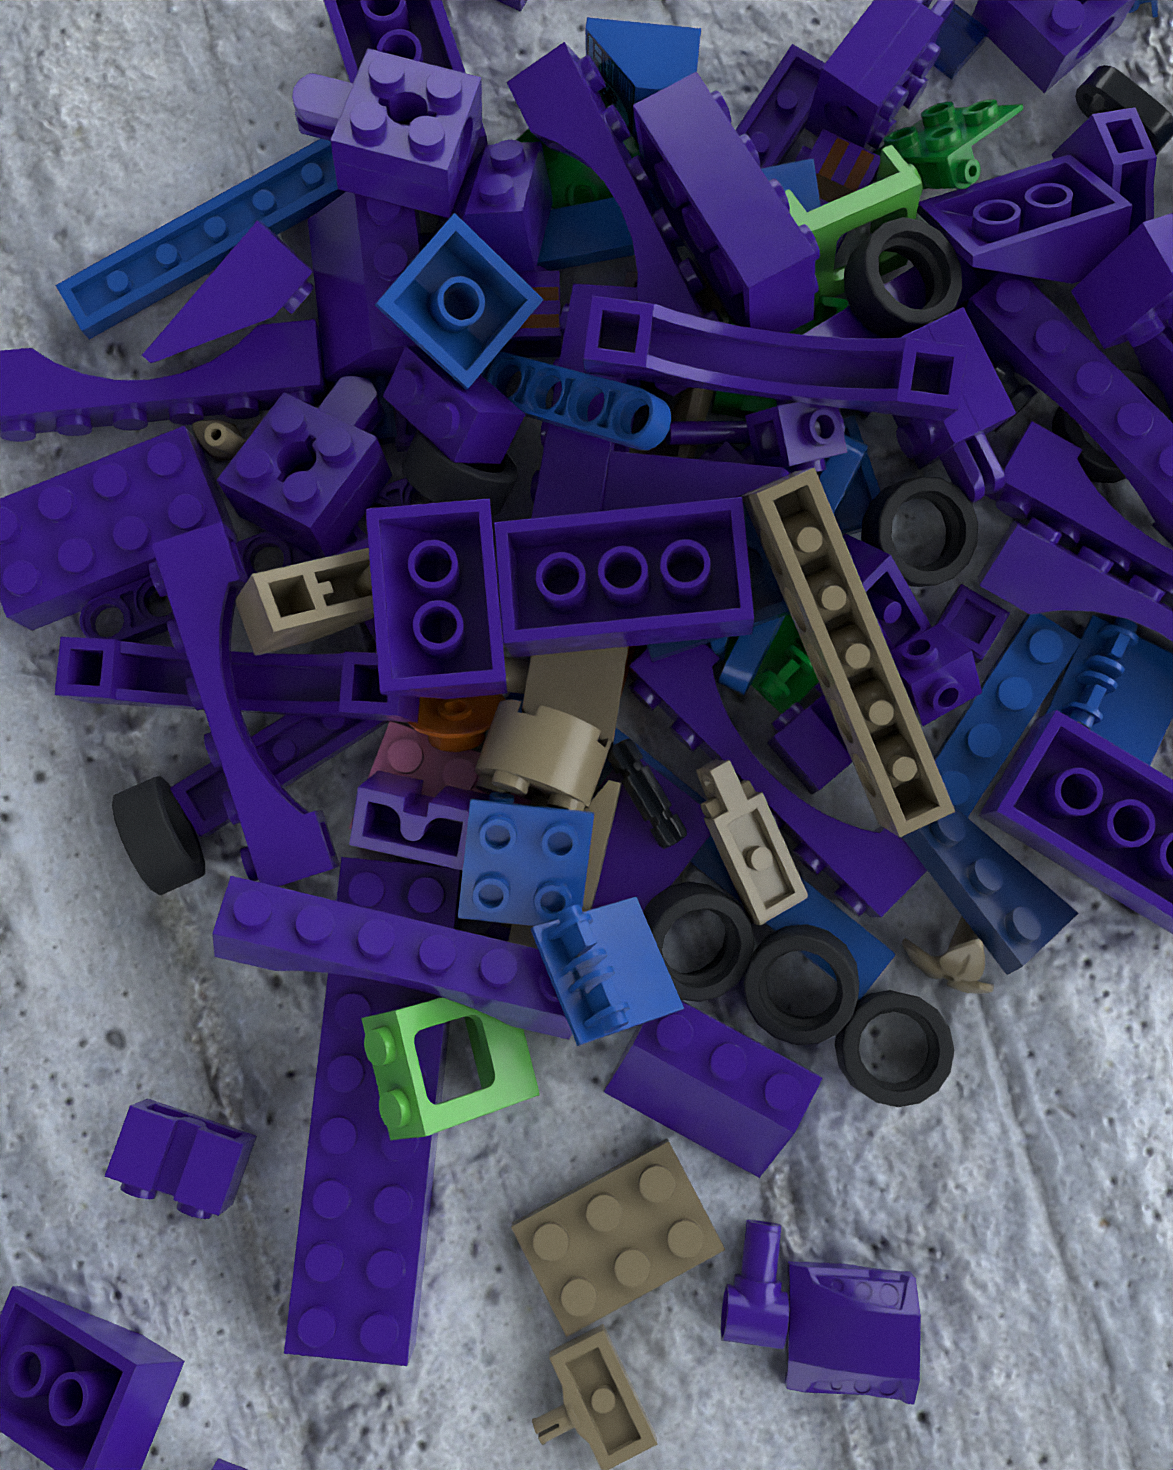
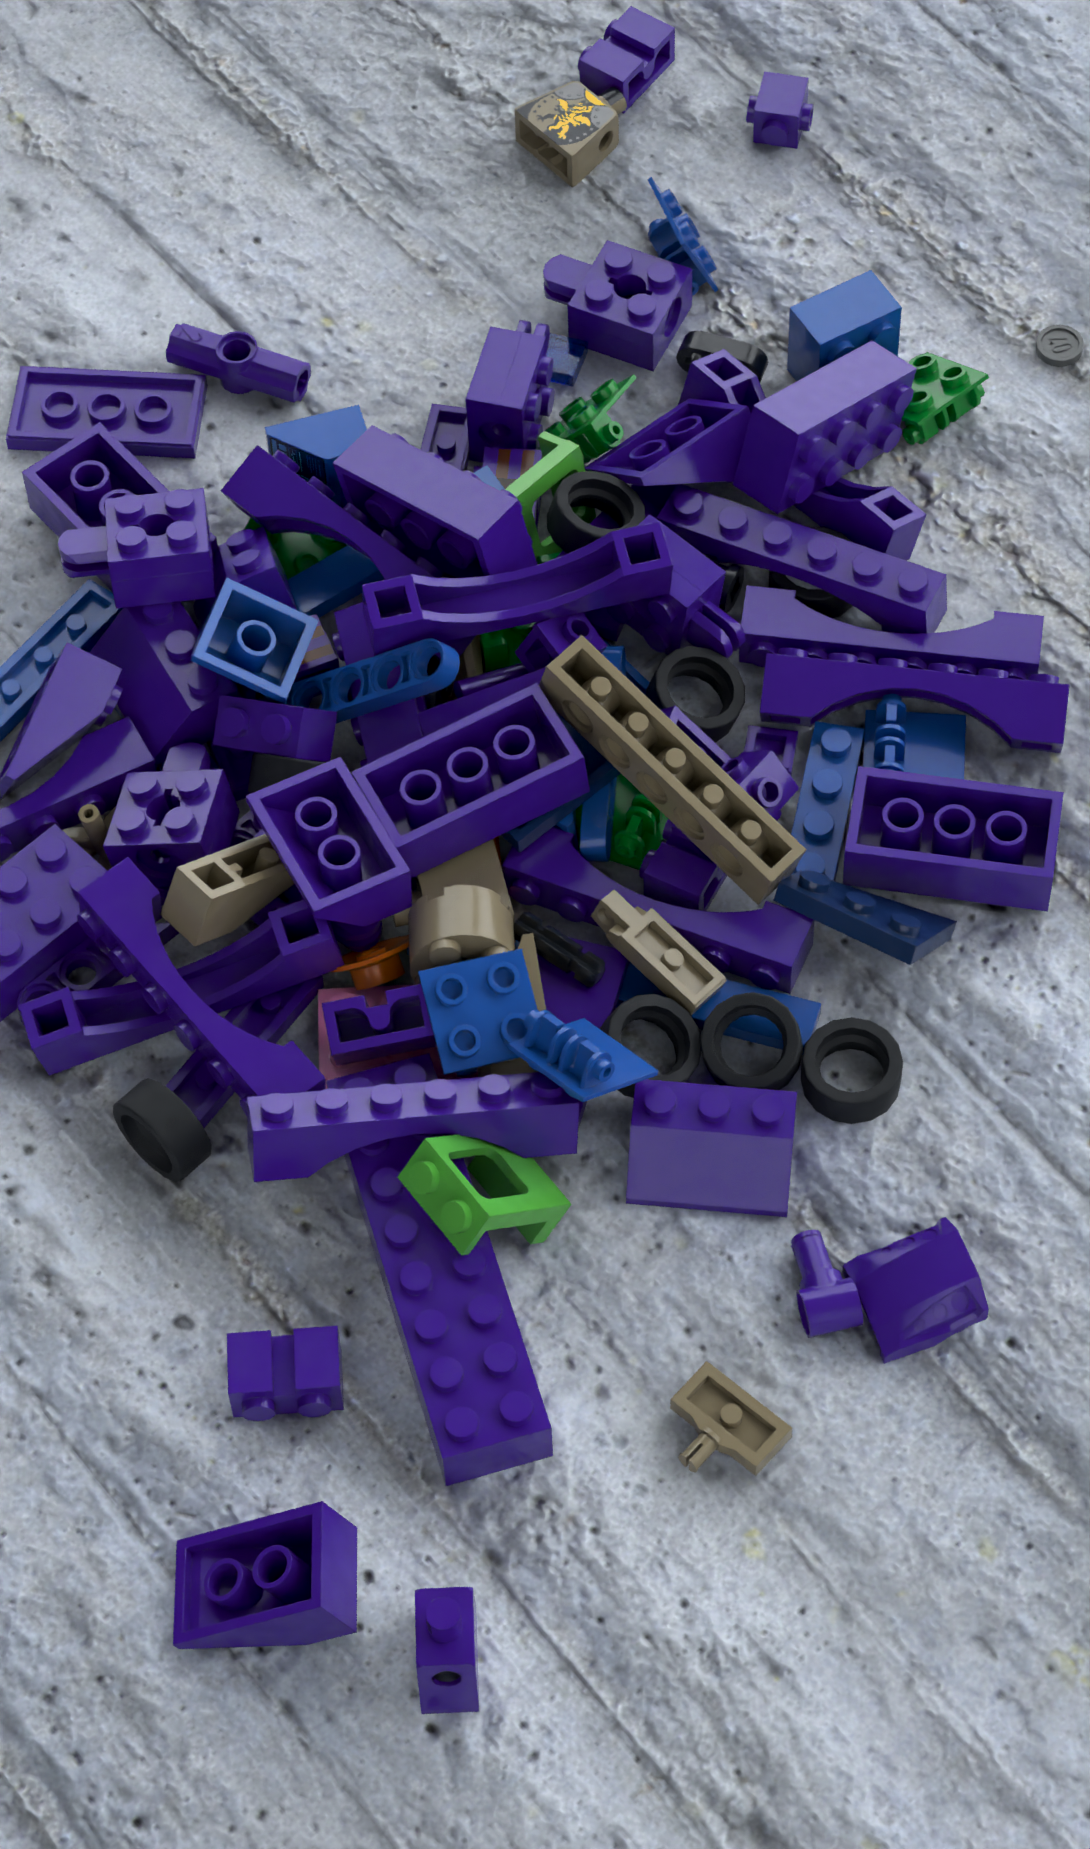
camera: 20 degrees left, 25 degrees down
(617, 1237) = (687, 1300): dark tan plate -> none
(960, 964) = (871, 976): dark tan plant -> none

